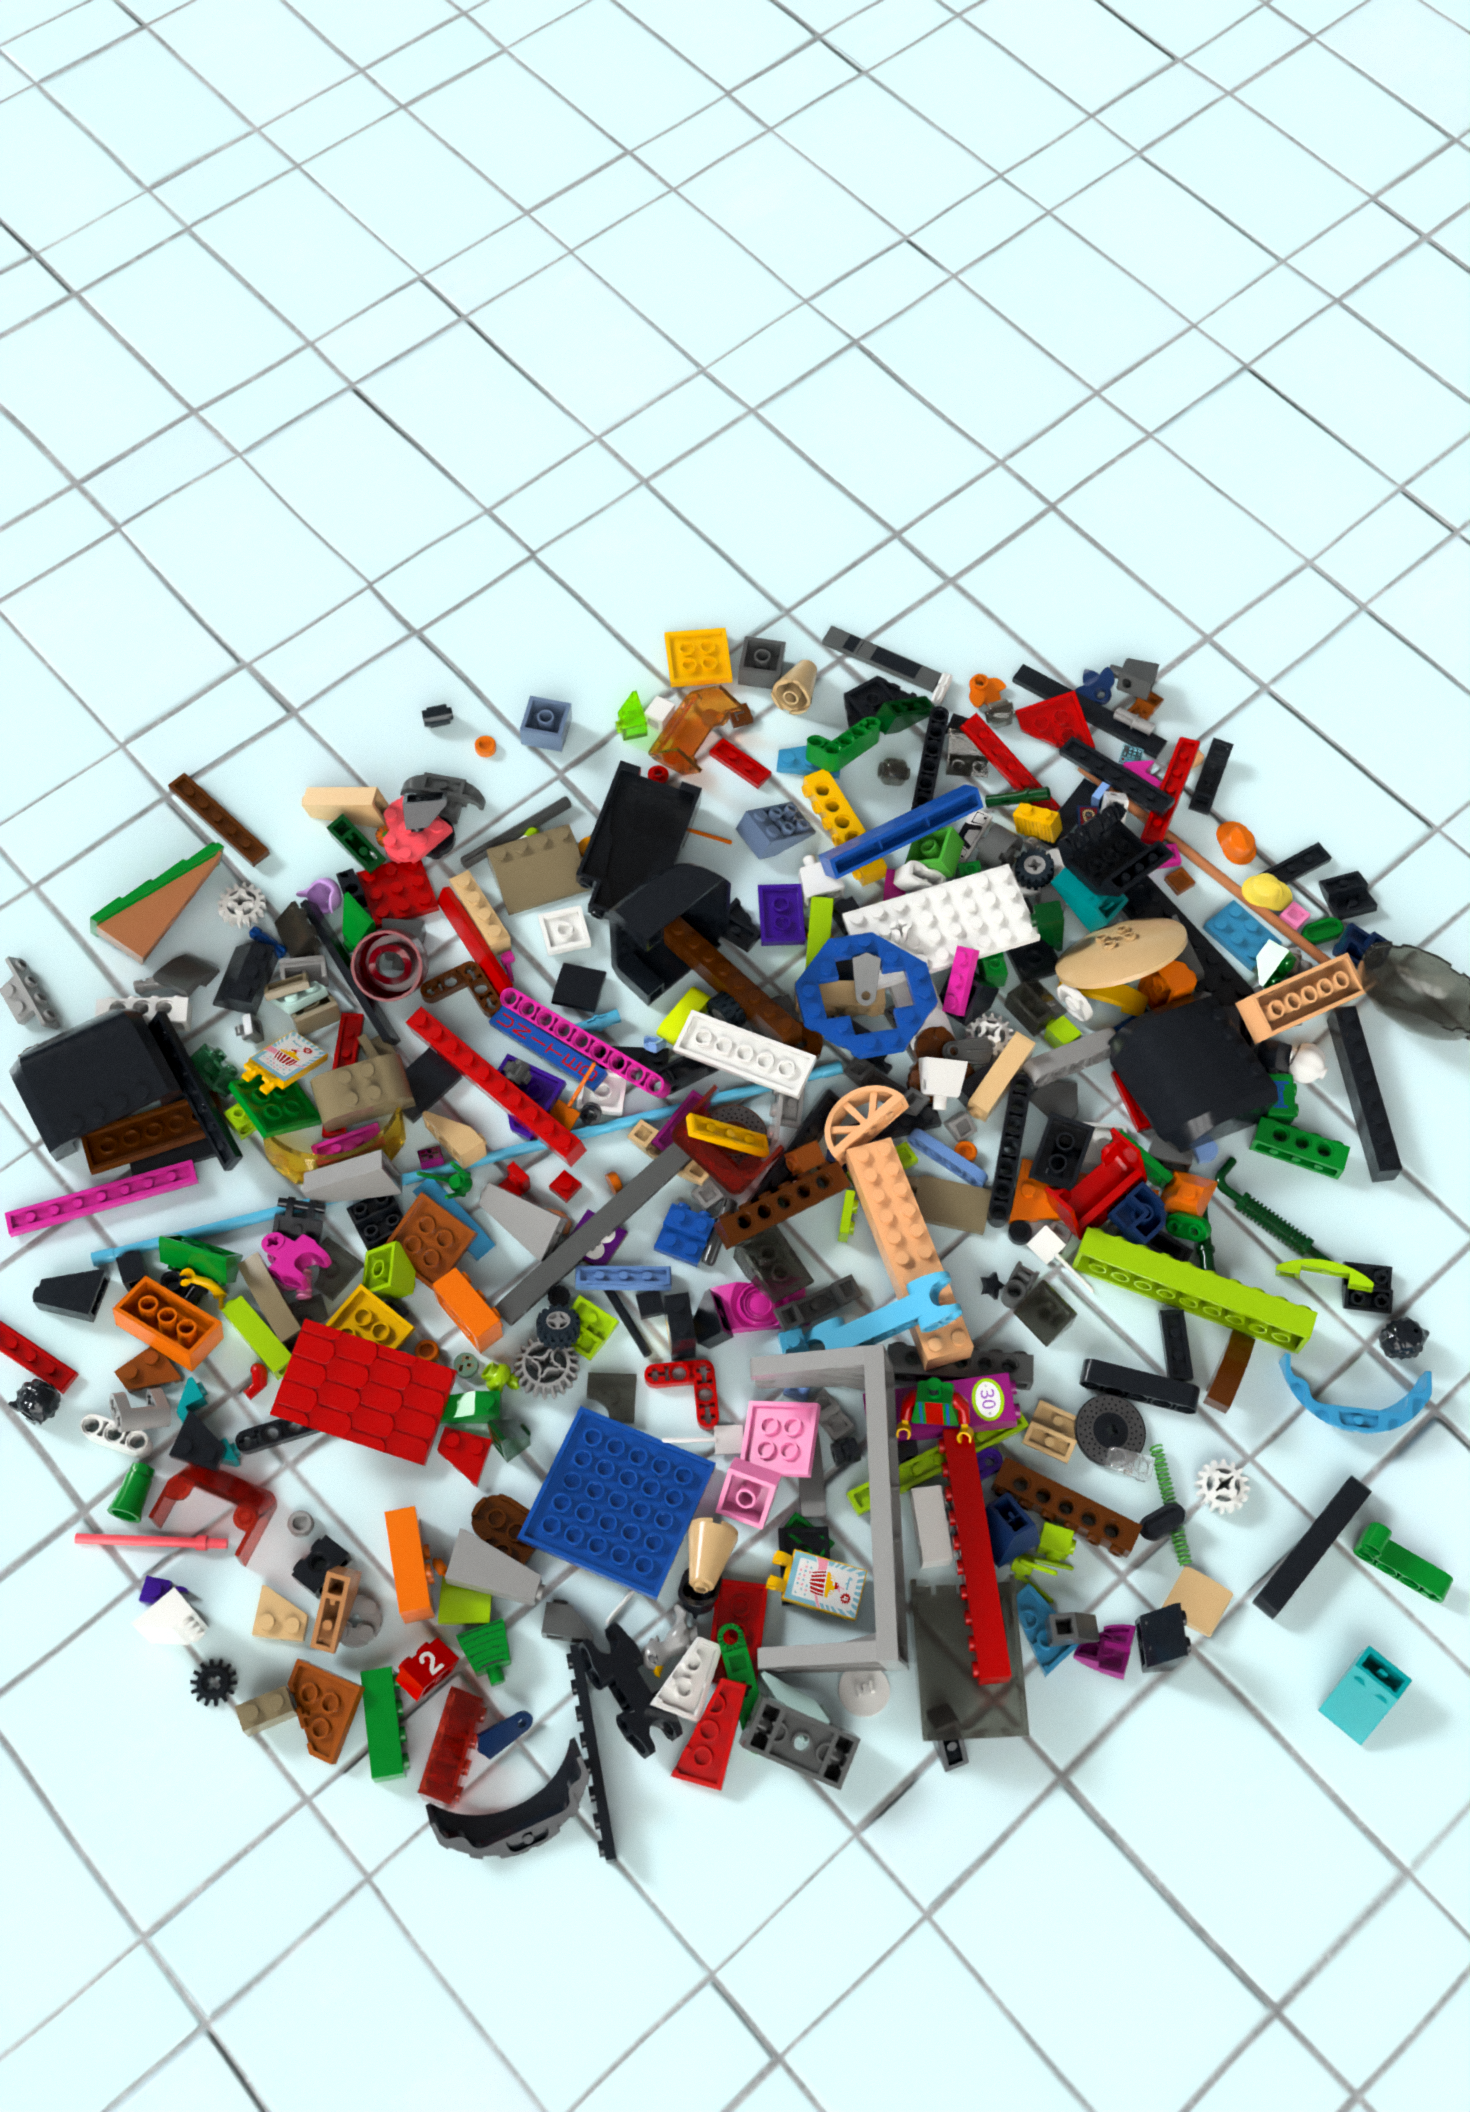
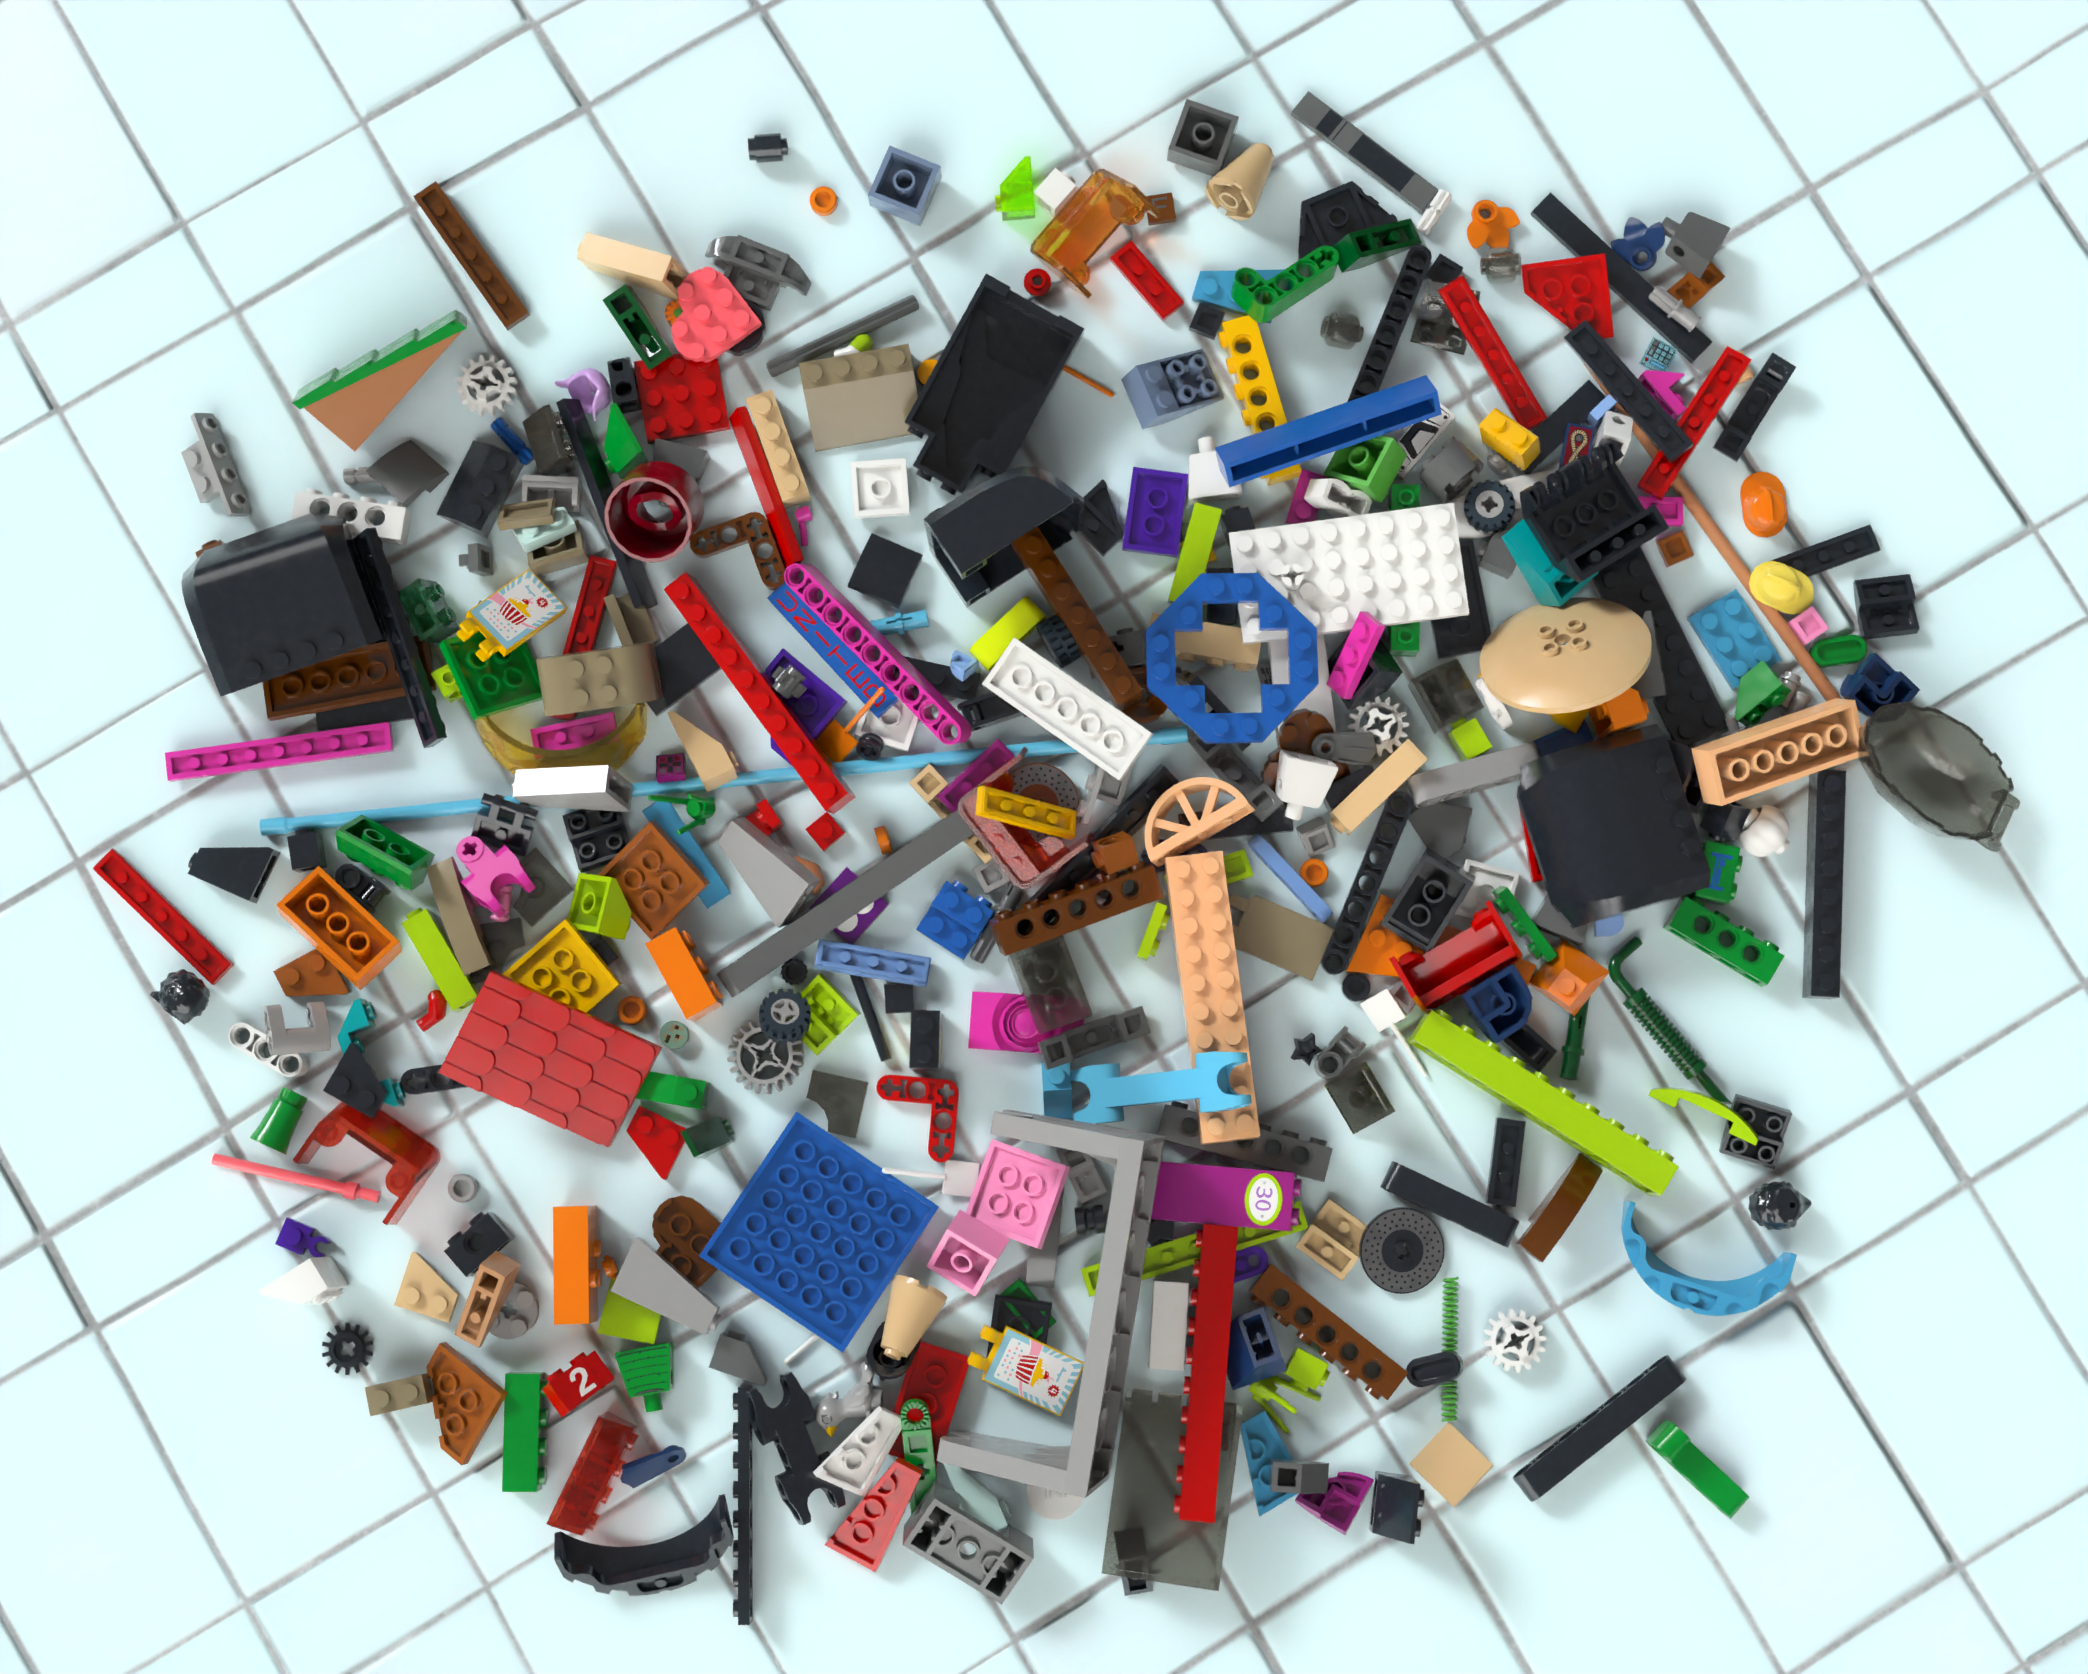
camera: 15 degrees right, 20 degrees up
(217, 1291) = (387, 886): yellow piece -> none
(422, 809) = (726, 295): slope -> none
(499, 1375) = (709, 1057): lime animal -> none
(698, 657) = (1121, 112): yellow plate -> none
(711, 1321) = (965, 1036): black slope -> none
(791, 781) = (1207, 321): none -> black plate
(866, 977) = (1238, 631): piece -> none
(935, 1404) = (1200, 1199): torso -> none
(1011, 798) = (1504, 400): dark green pin -> none
(1049, 923) = (1483, 595): dark green slope -> none
(1130, 1463) = (1414, 1296): clear leg -> none
(1186, 1226) = (1558, 1021): green plate -> none
(1364, 1694) = (1609, 1605): slope -> none

